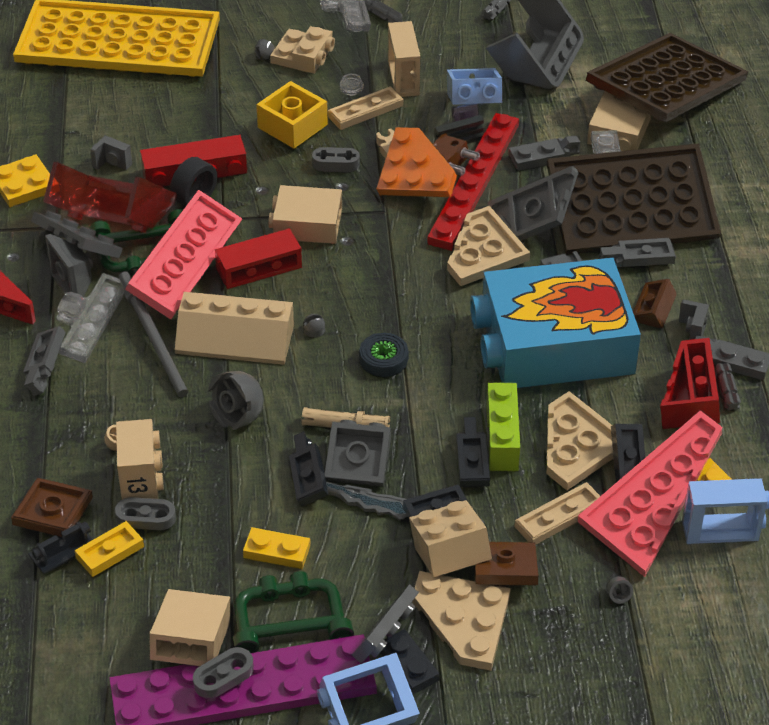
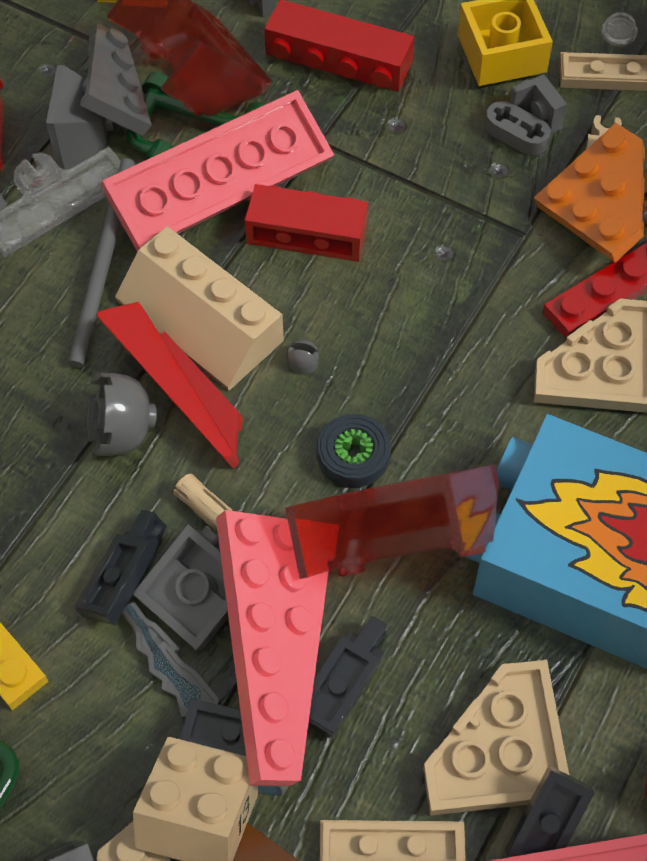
camera: 35 degrees right, 15 degrees up
(185, 176) = (305, 57): black tyre -> none
(266, 370) = (177, 377): none -> red wedge
(308, 212) = (416, 190): tan brick -> none
(340, 137) = (542, 100): none -> dark grey bracket
(416, 435) = (273, 639): none -> coral wing
(449, 358) = (395, 520): none -> clear red windscreen
(503, 427) = (405, 668): lime arch -> none

